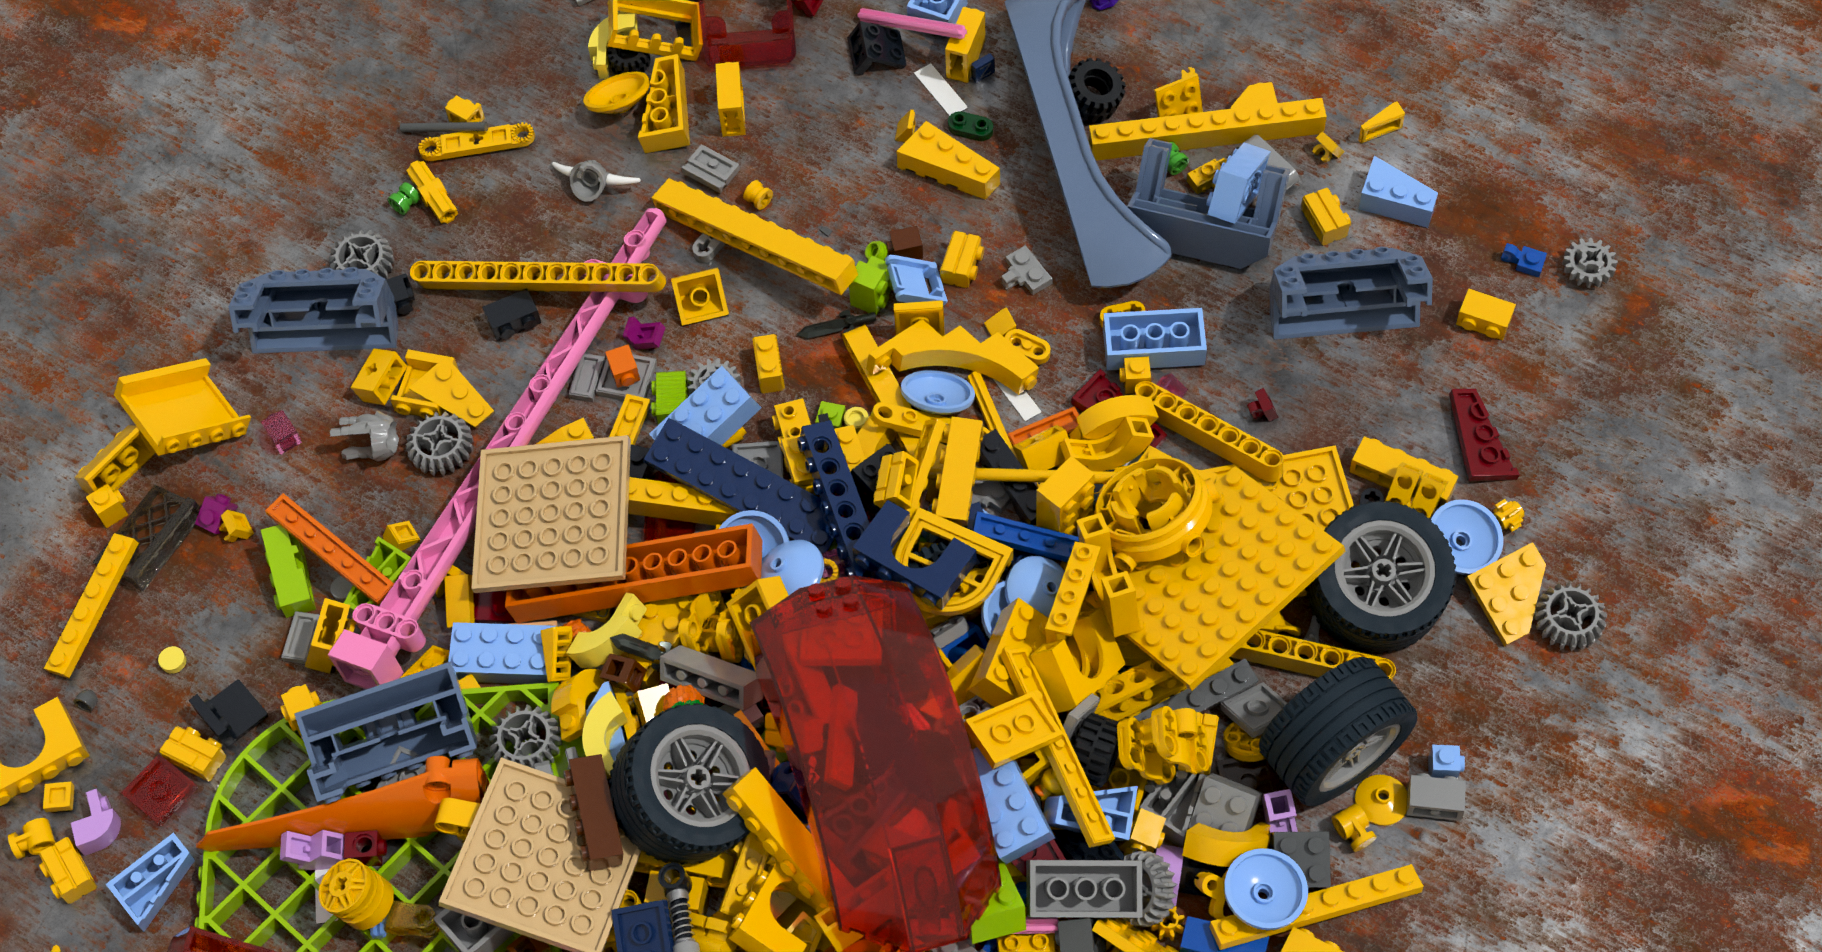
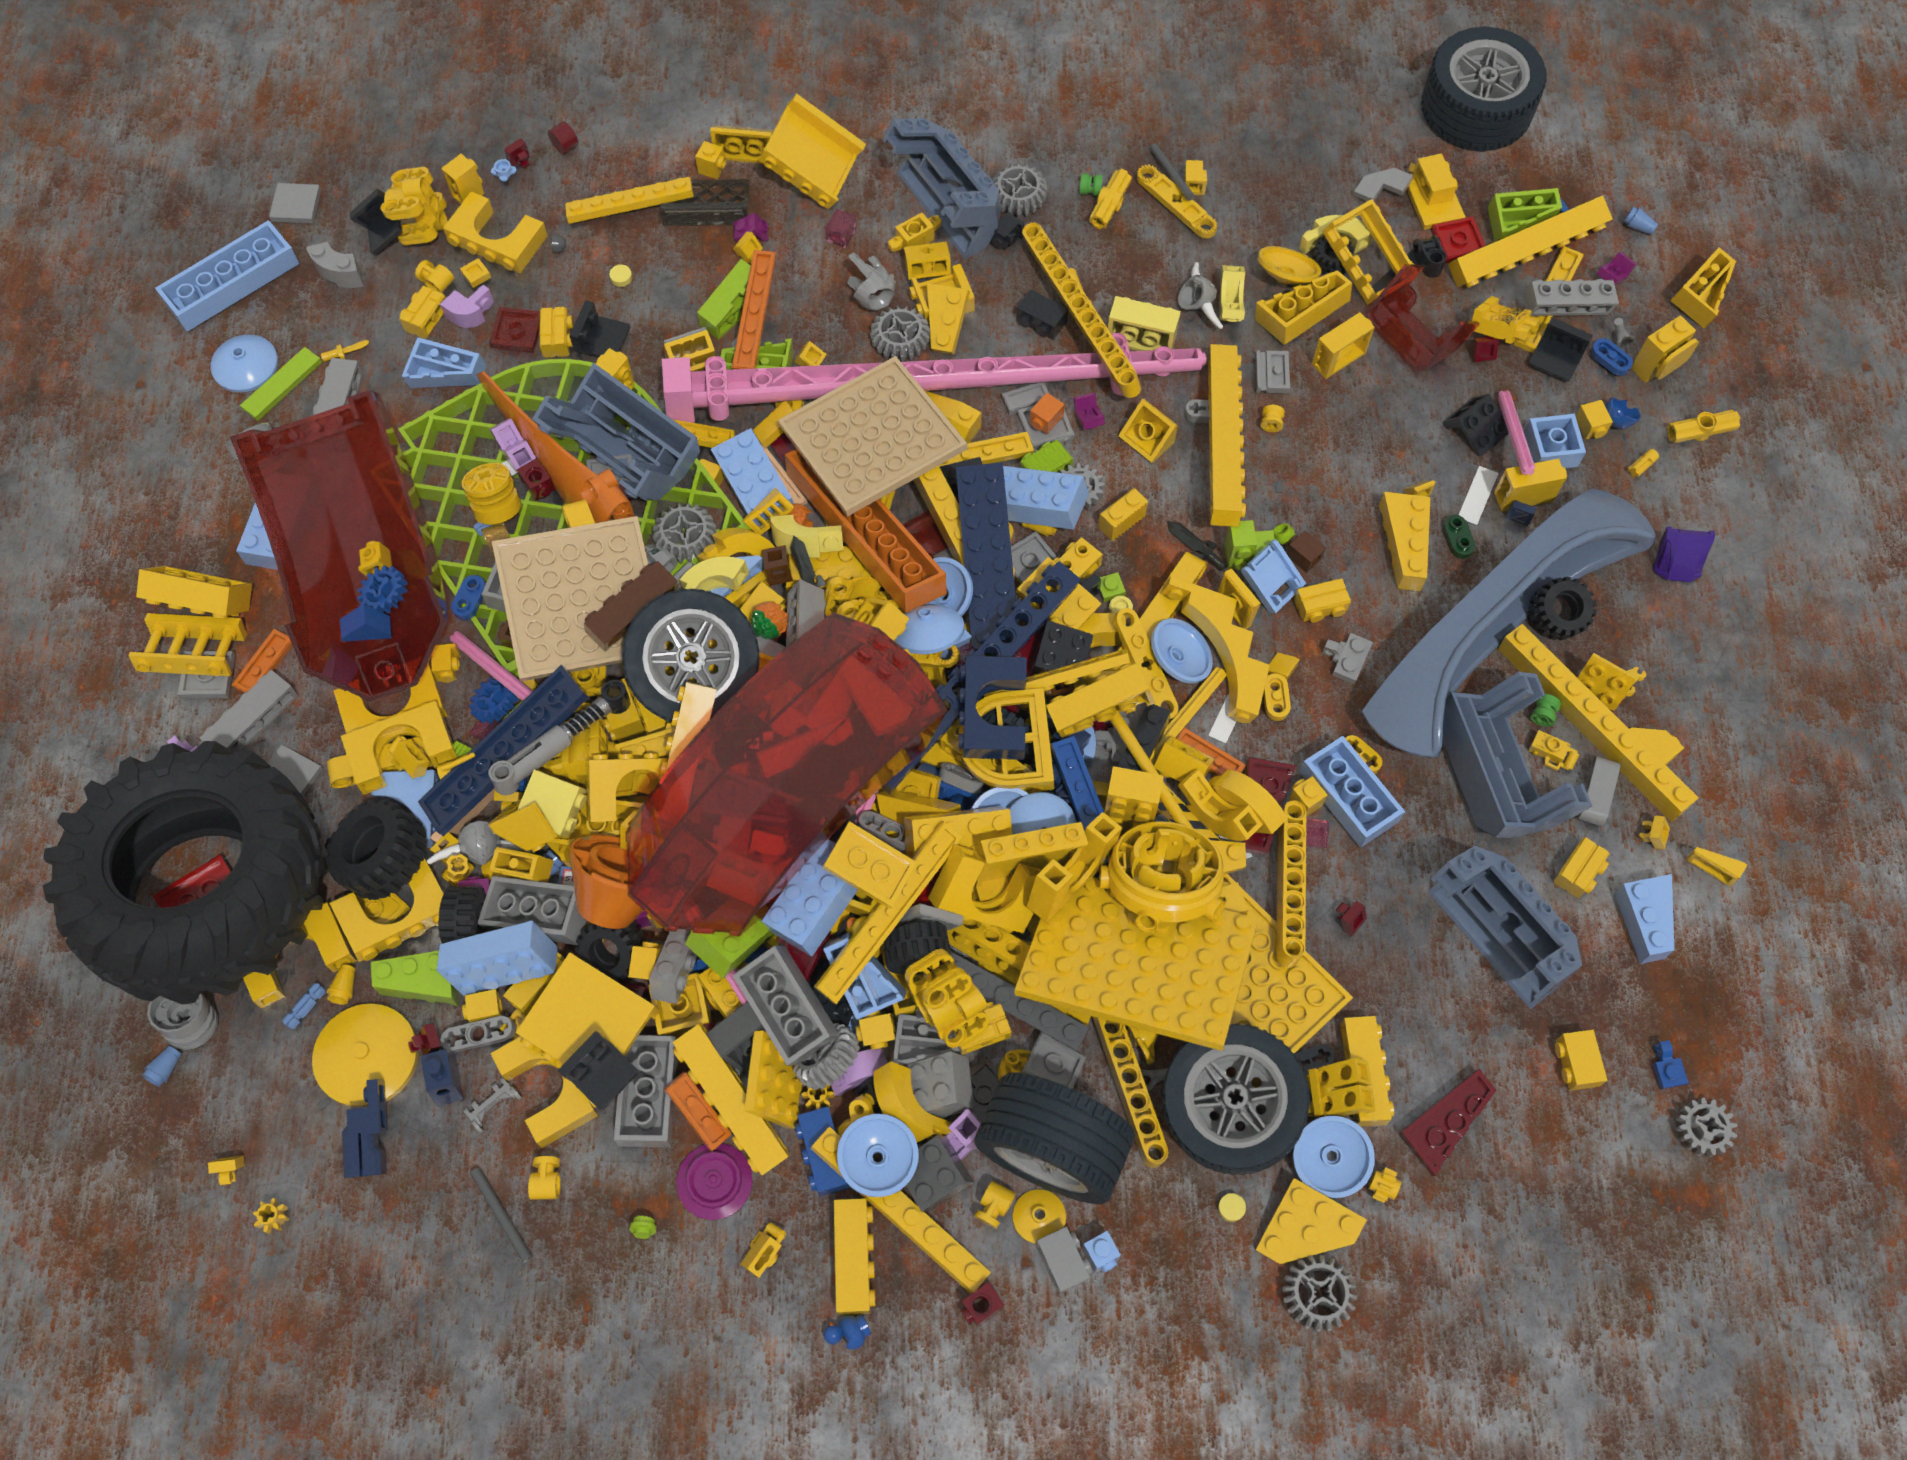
camera: 55 degrees right, 5 degrees up
(333, 360) = (914, 232): none -> yellow piece
(594, 235) = (1144, 324): none -> light yellow brick
(613, 157) = (1231, 293): none -> light yellow arch
(896, 480) = (1052, 657): yellow brick -> none
(1237, 182) = (1543, 768): light blue brick -> none
(1439, 875) = (988, 1294): none -> dark red brick
(1460, 642) = (1231, 1207): none -> light yellow tile

